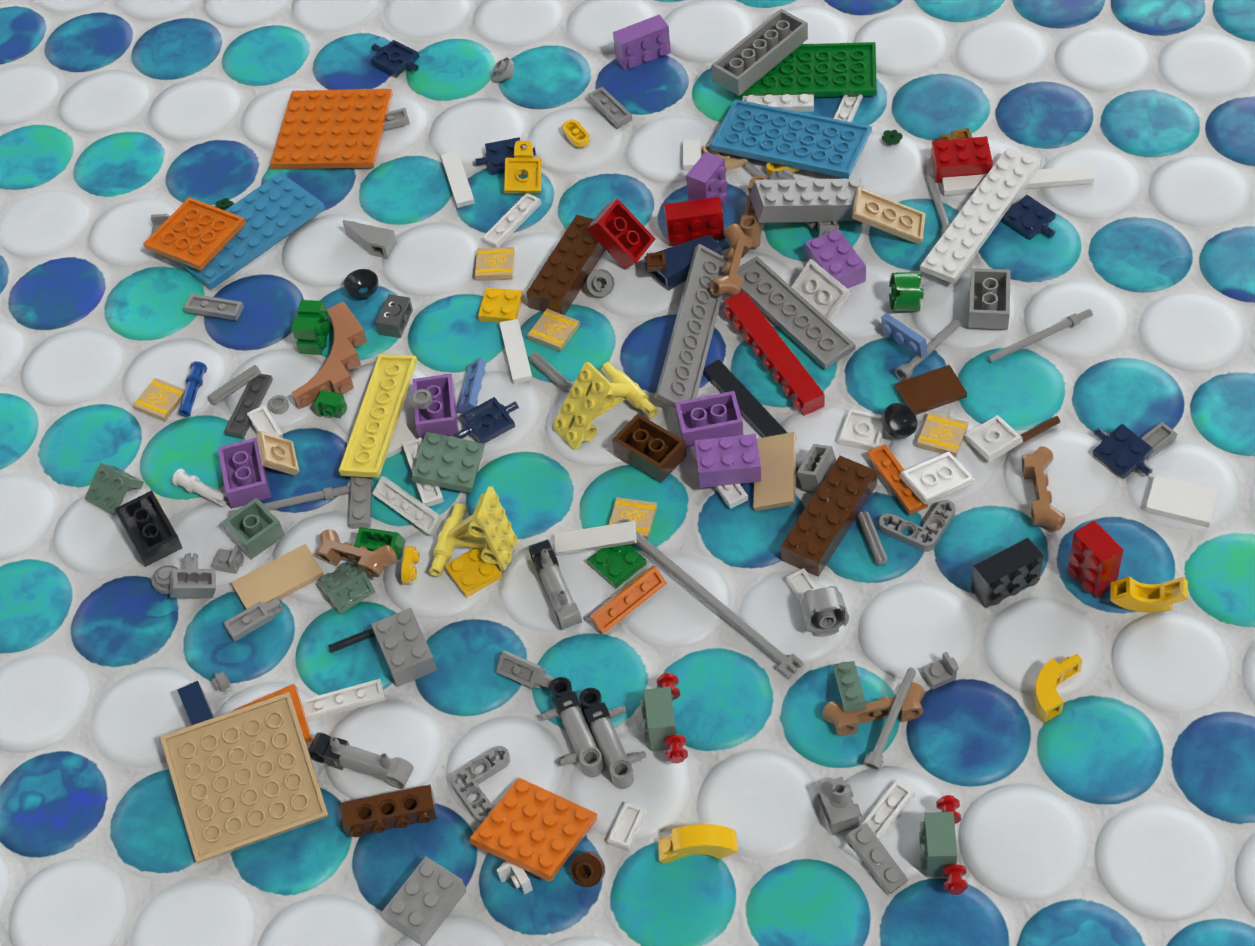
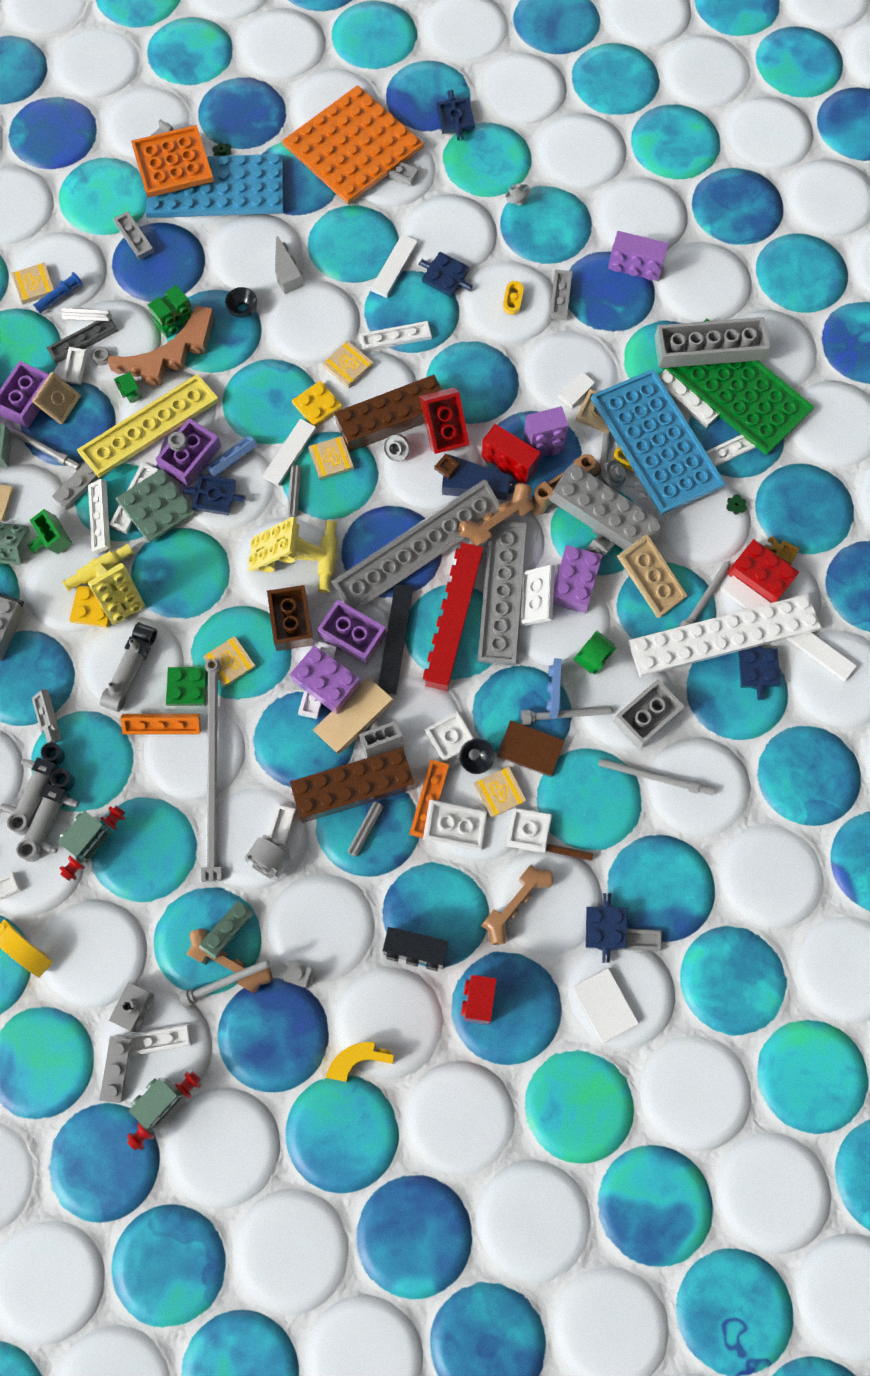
camera: 35 degrees right, 20 degrees up
(371, 562) = (26, 543): medium nougat plate -> none
(394, 316) = (237, 350): dark grey brick -> none
(408, 570) = (56, 564): yellow plate -> none
(523, 163) = (443, 292): yellow plate -> none
(595, 538) = (185, 657): white tile -> none
(919, 533) = (399, 855): light grey beam -> none
(1148, 597) = (494, 1057): yellow arch -> none

